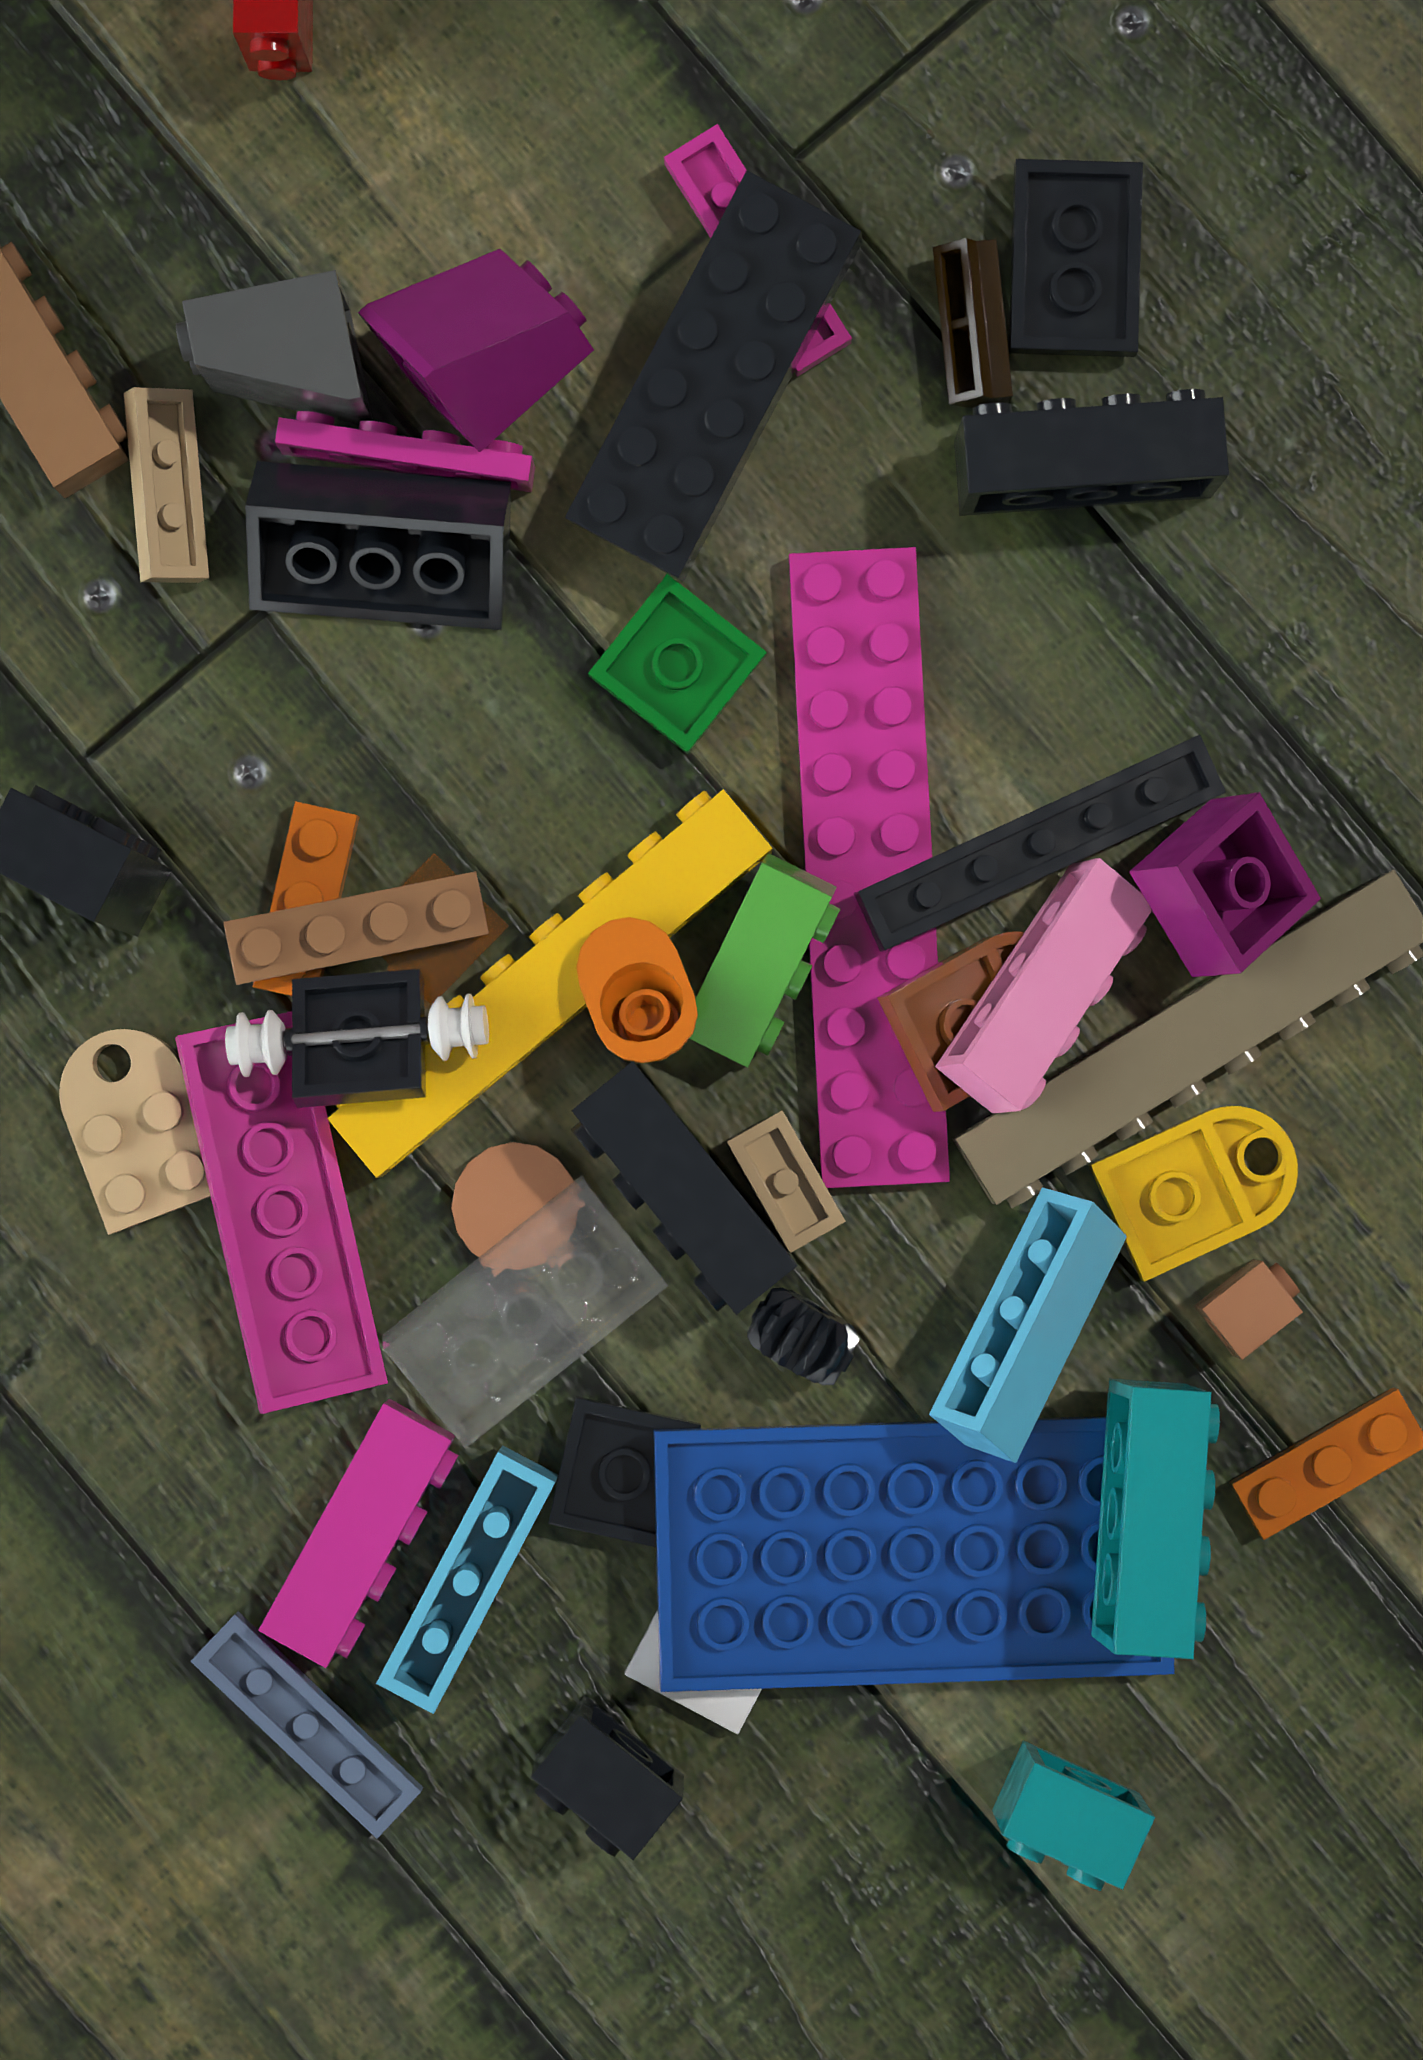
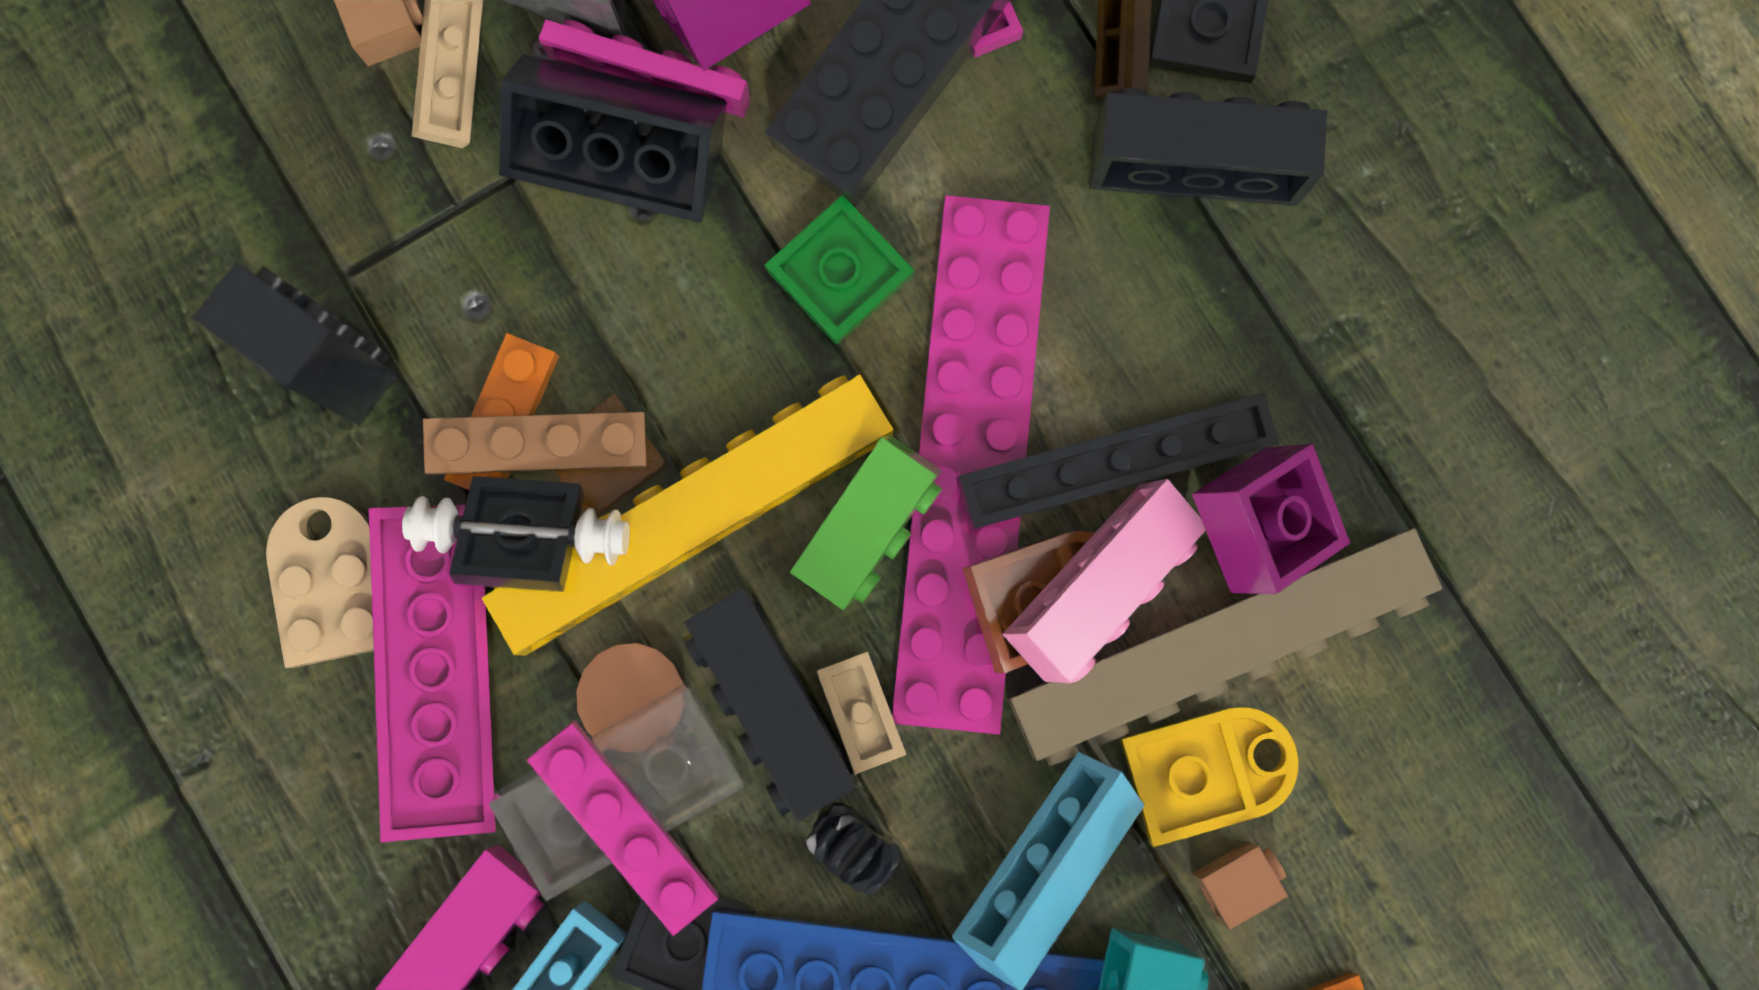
camera: 10 degrees right, 5 degrees down
(540, 1351) = (623, 827): none -> dark pink plate
(636, 990) = (758, 529): orange piece -> none

